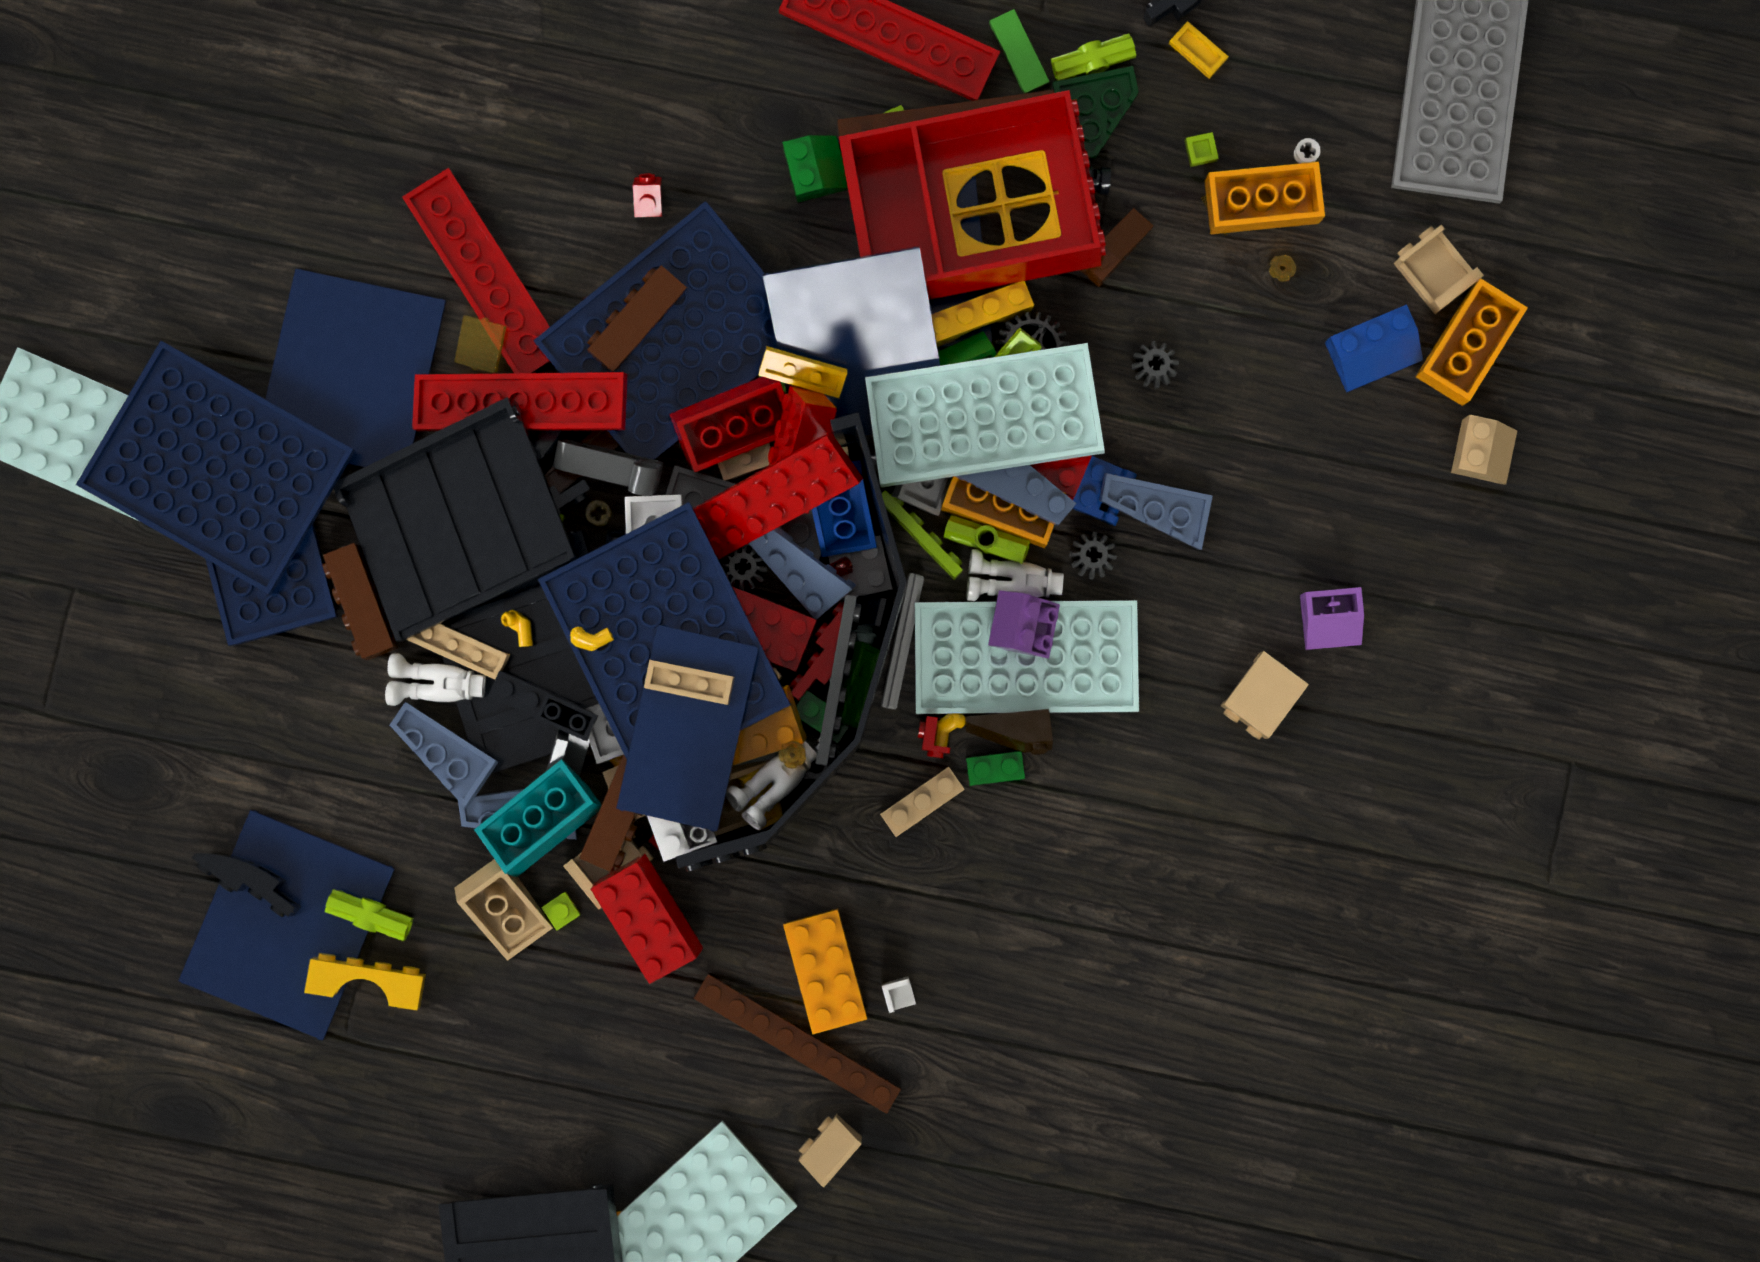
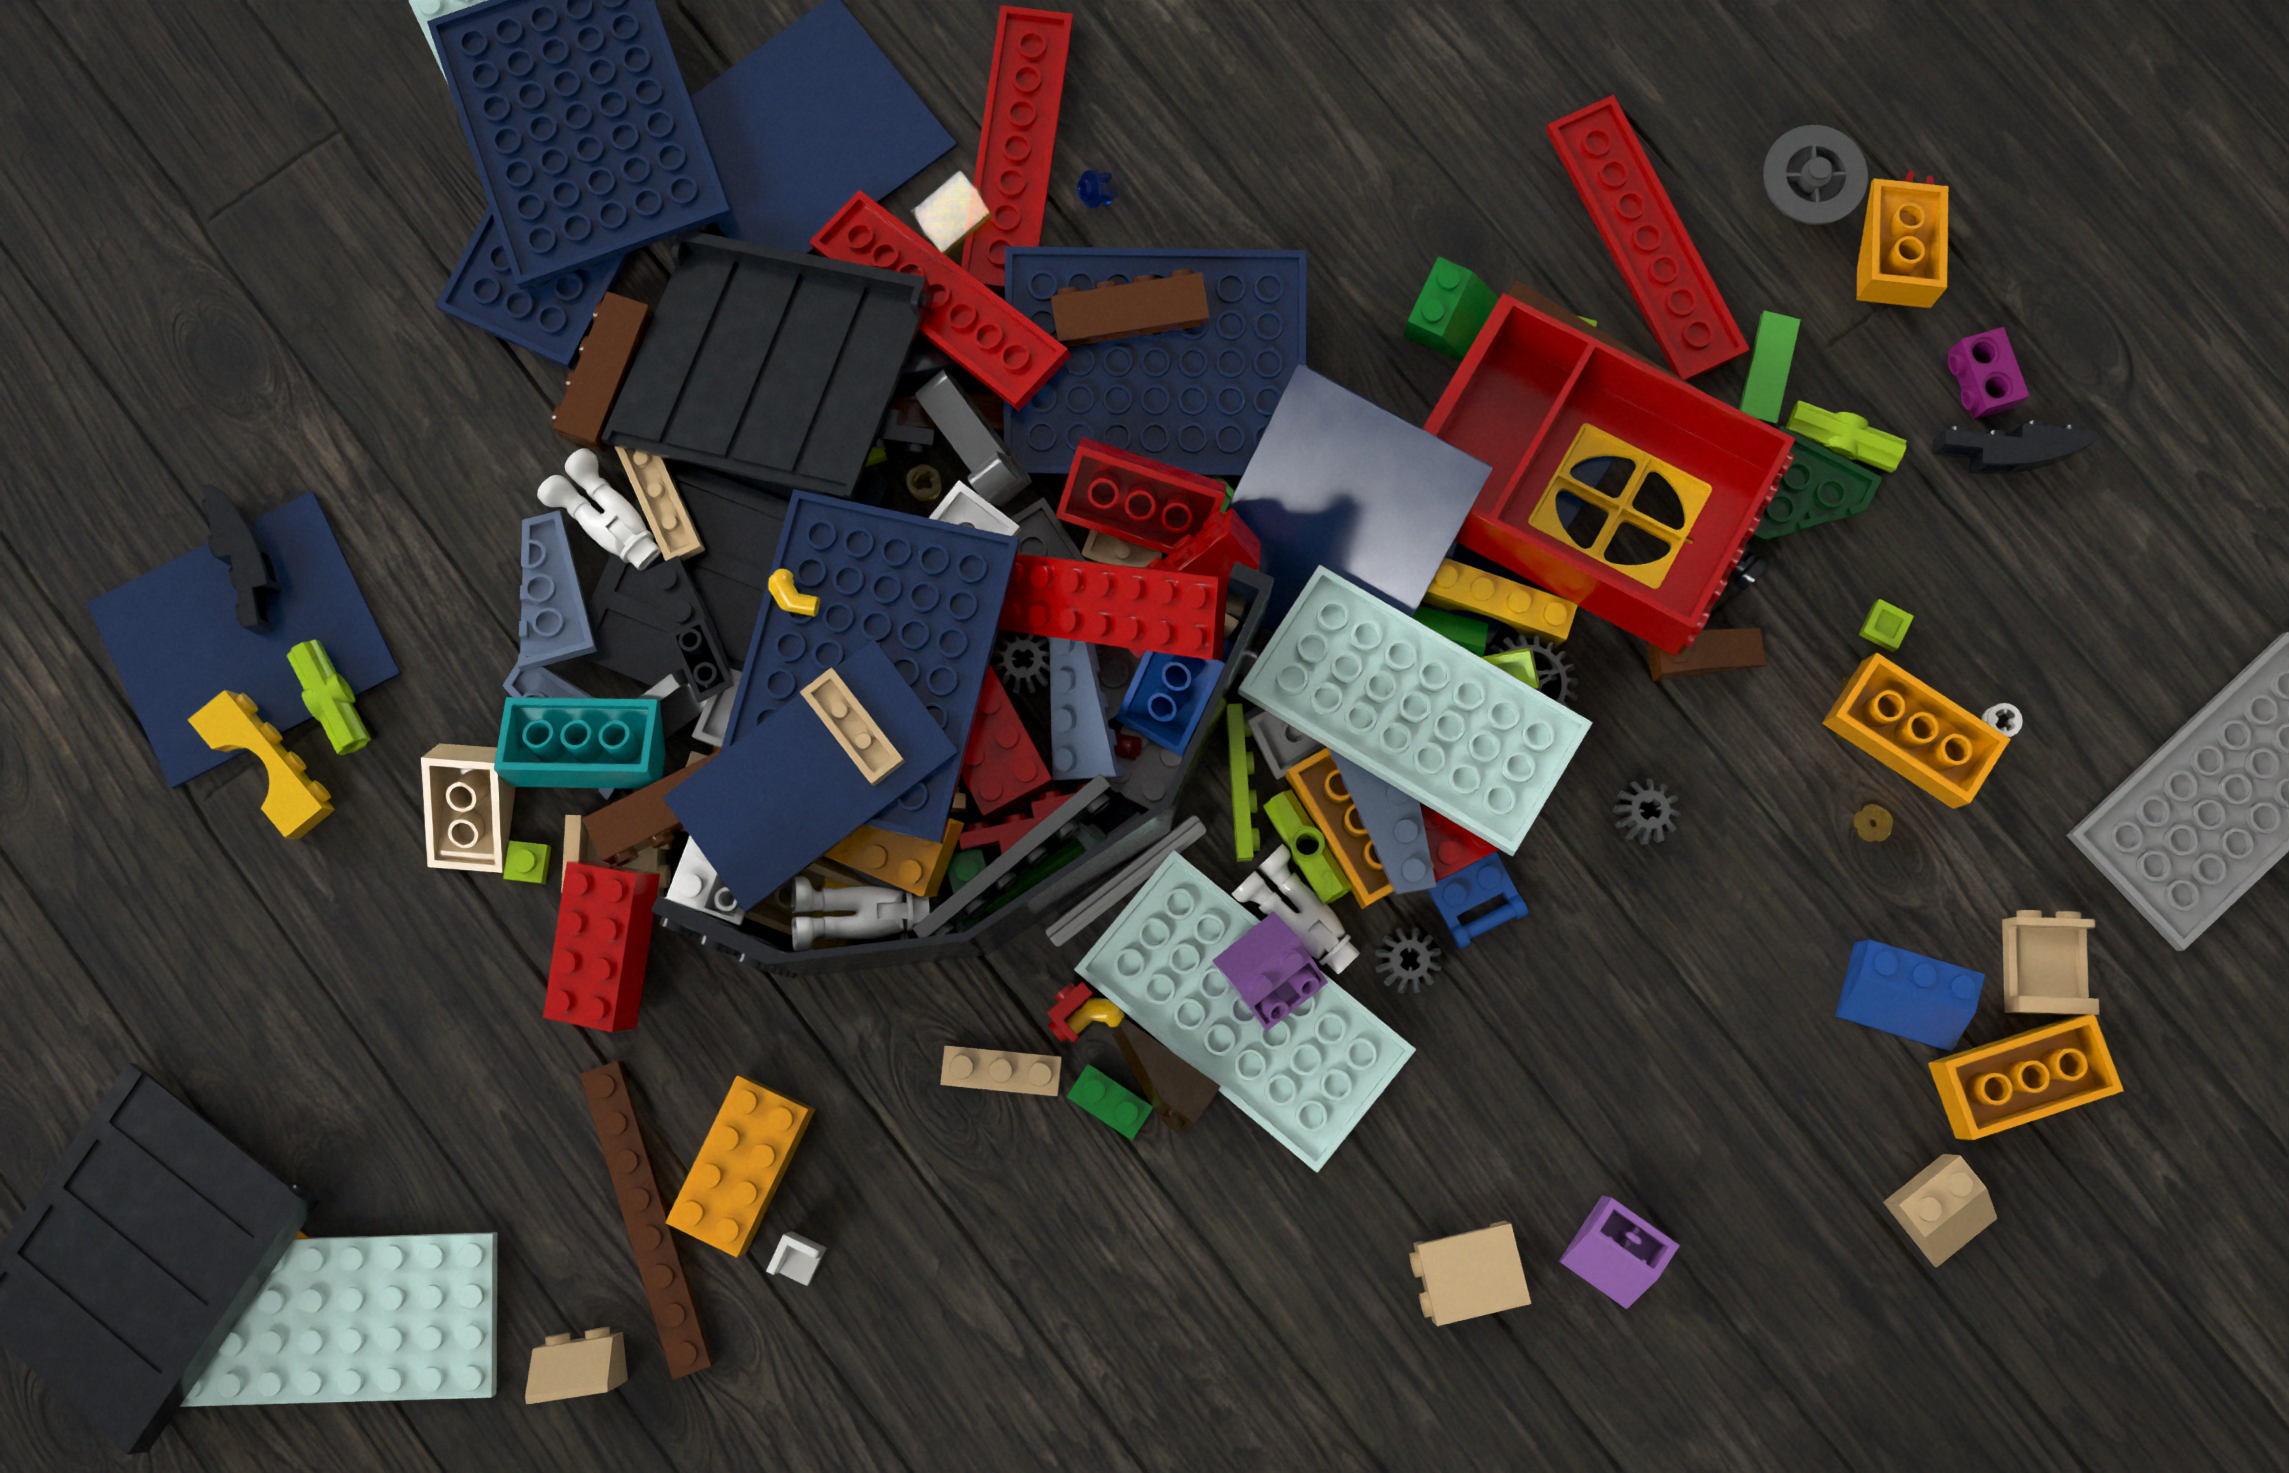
camera: 45 degrees right, 5 degrees down
(520, 624) = (742, 528): yellow arm -> none
(549, 263) = (1092, 191): none -> clear blue plate
(647, 196) = (1251, 203): bracket -> none
(792, 747) = (907, 892): clear yellow plate -> none
(802, 372) = (1257, 504): yellow plate -> none
(1165, 508) = (1529, 974): sand blue wing -> none
(1198, 50) = (1967, 519): yellow tile -> none

